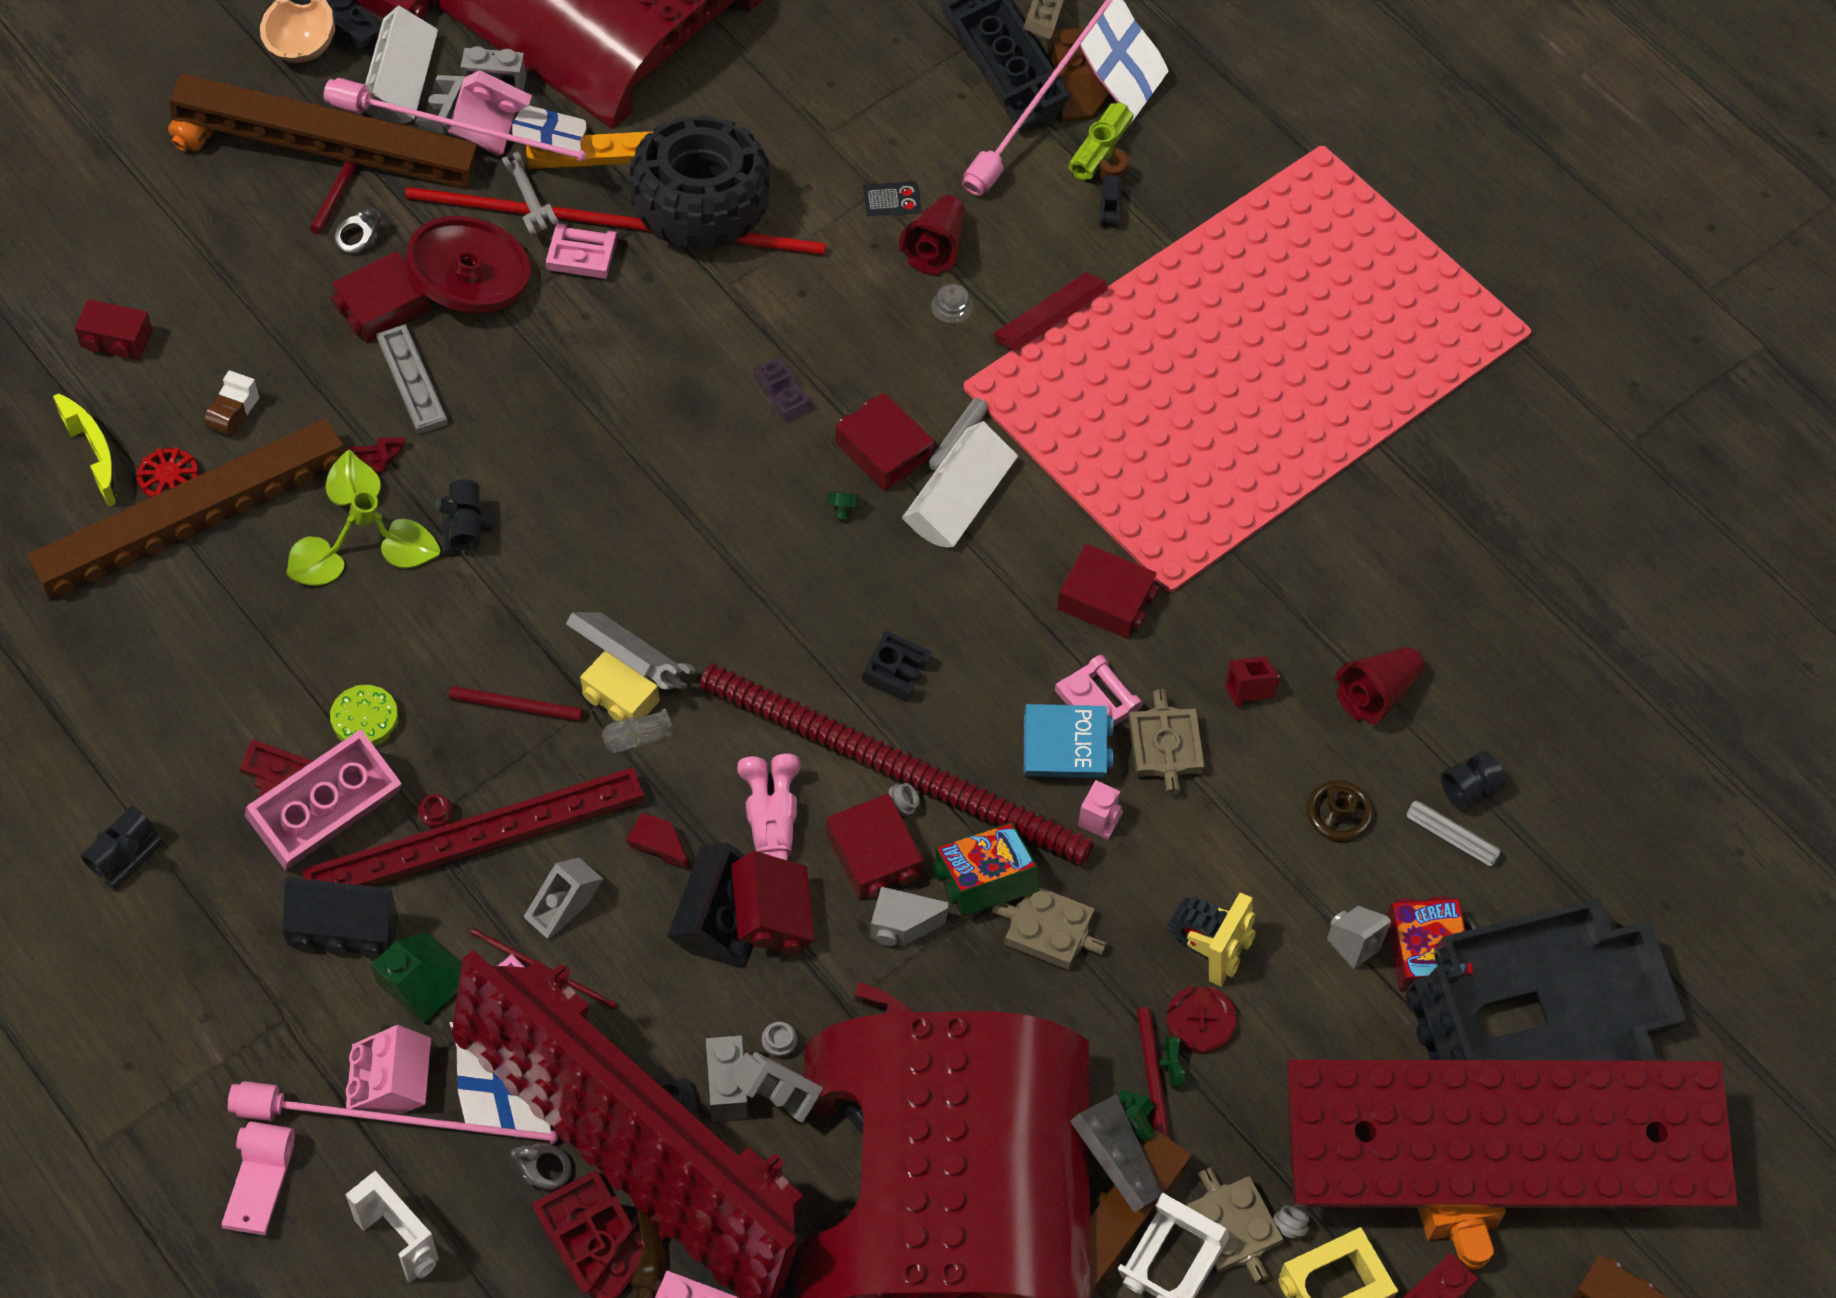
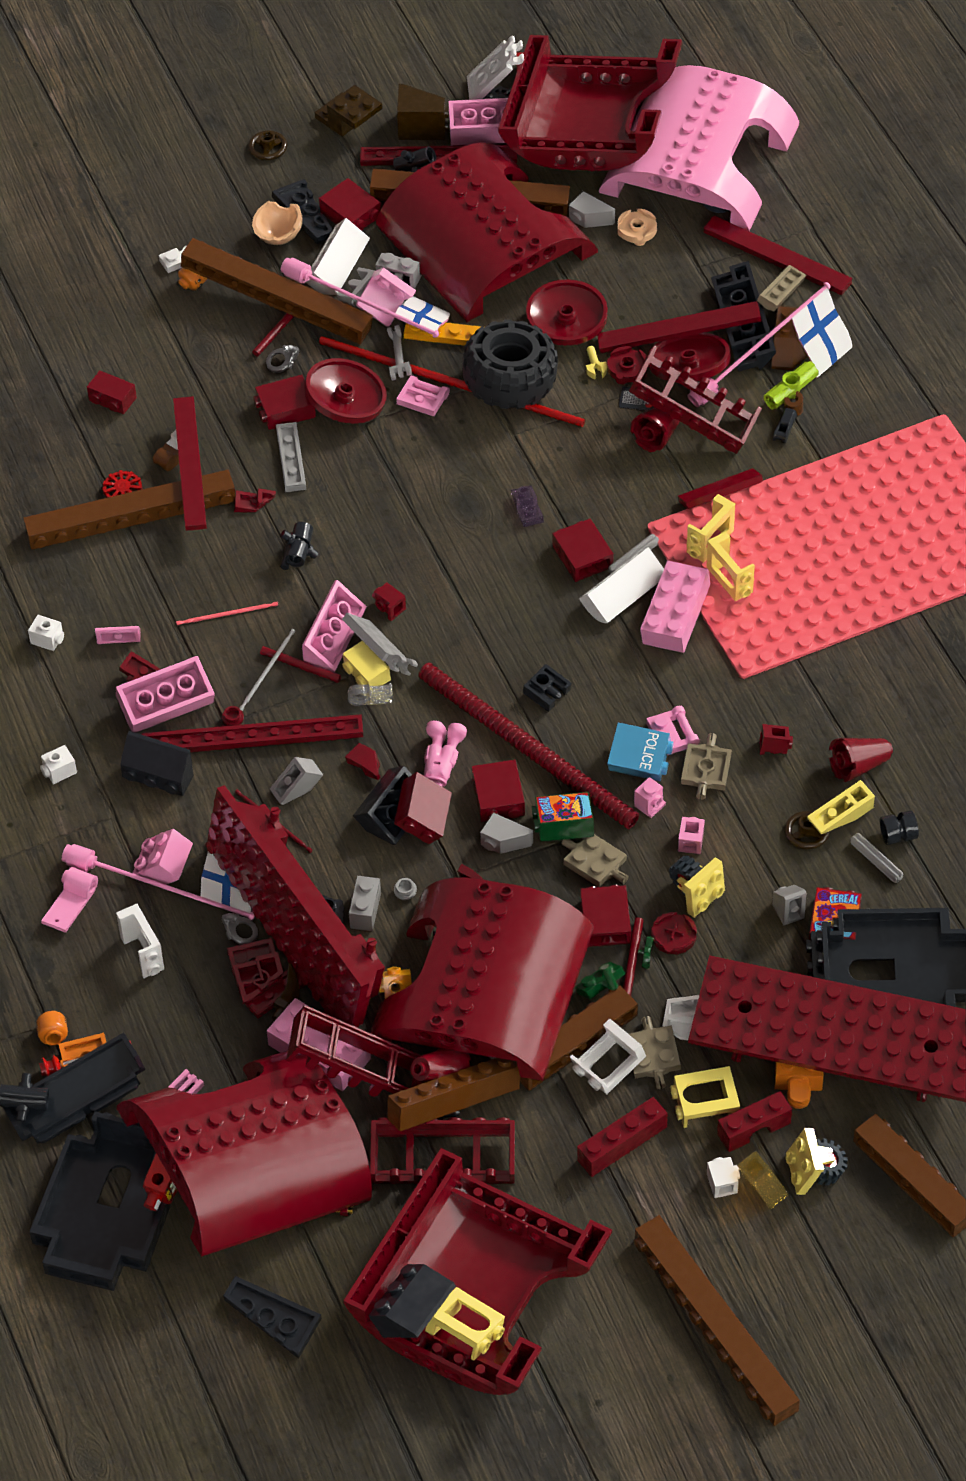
camera: 20 degrees right, 5 degrees down
(79, 421) = (76, 445): neon yellow slope -> none
(108, 733) = (46, 633): none -> white brick
(122, 848) = (37, 699): black pin -> none
(154, 109) = (171, 259): none -> white plate
(181, 950) = (58, 764): none -> white brick
(221, 714) = (118, 634): none -> bright pink slope
(265, 421) = (189, 463): none -> dark red tile
(355, 483) = (235, 515): lime plant -> none
(364, 709) = (209, 650): lime tile -> none
(380, 644) = (227, 613): none -> coral piece
(418, 975) = (192, 807): dark green slope -> none
(467, 725) = (267, 669): none -> light grey piece
(549, 645) = (329, 633): none -> bright pink slope
(623, 576) = (389, 600): none -> dark red brick
(757, 88) = (567, 311): none -> dark red dish
(776, 1083) = (391, 908): light grey window -> none
(810, 168) = (595, 364): none -> light yellow bar
(819, 1205) = (392, 976): none -> light orange brick
(842, 502) = (544, 582): dark green tile -> none
(862, 165) = (622, 355): none -> dark red plate
(904, 798) = (526, 766): light grey plate -> none
(920, 84) = (679, 327): none -> dark red tile
(948, 126) = (701, 352): none -> dark red dish
(952, 304) = (656, 472): clear cone -> none
(973, 212) = (685, 415): none -> dark red window
(1046, 503) = (675, 606): none -> bright pink brick
(1056, 399) = (722, 519): none -> light yellow panel
(1088, 412) = (718, 557): none -> light yellow panel
(1097, 1009) = (608, 913): none -> dark red brick
(1108, 591) = (698, 668): dark red brick -> none
(1118, 1151) = (589, 988): flat silver wing -> none
(1180, 856) = (691, 835): none -> bright pink brick
(1261, 1153) = (680, 1015): none -> white slope
(1291, 1222) = (689, 1057): light grey plate -> none
(1387, 768) = (843, 808): none -> light yellow slope

